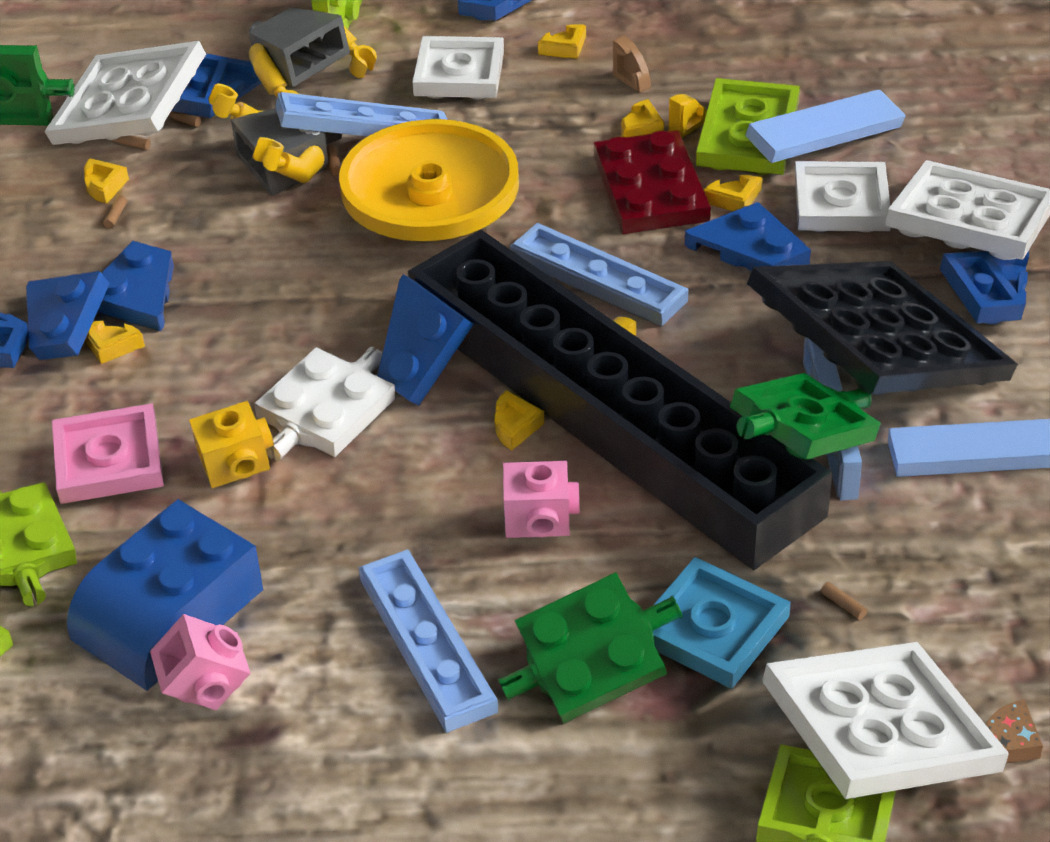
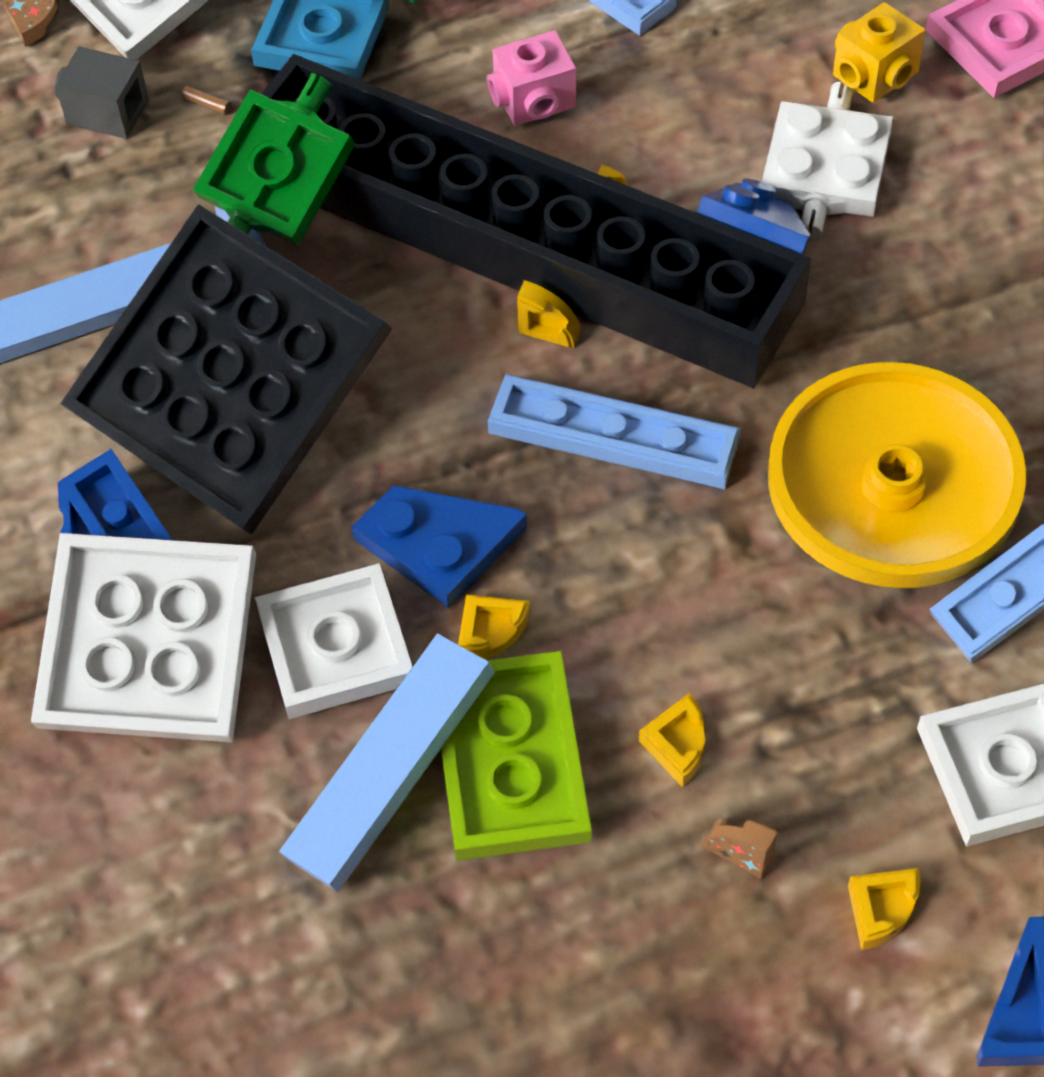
camera: 160 degrees right, 15 degrees up
(651, 182) = (613, 615): dark red plate -> none
(685, 114) = (617, 733): yellow tile -> none
(948, 606) = (101, 92): none -> dark grey brick

